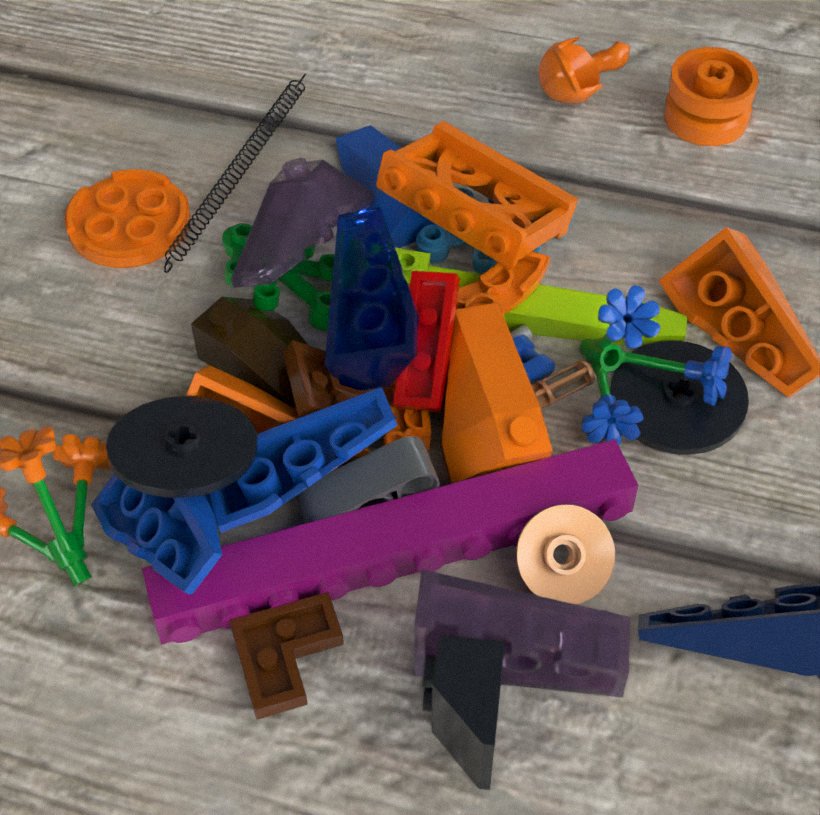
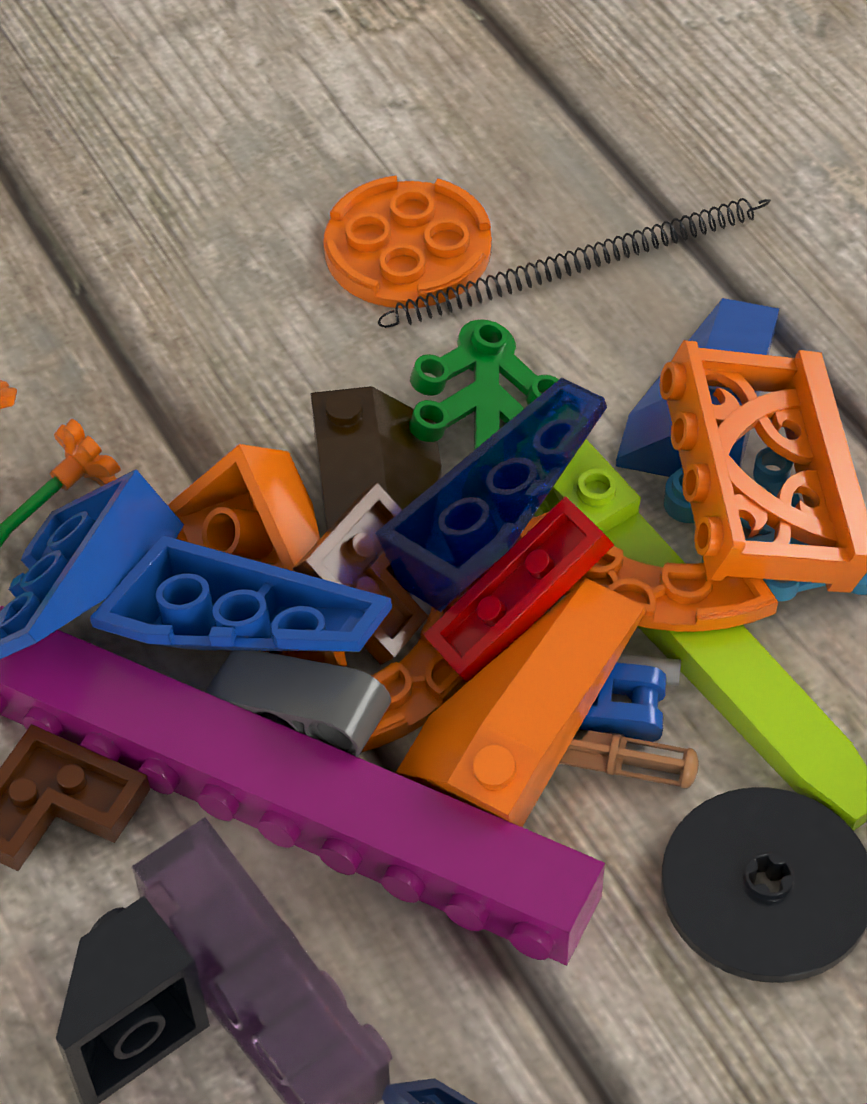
camera: 45 degrees right, 0 degrees up
(181, 446) = (143, 510): black piece -> none
(294, 216) = (572, 336): clear purple wedge -> none
(589, 558) = (384, 947): light nougat dish -> none
(630, 320) = (719, 733): blue plant -> none

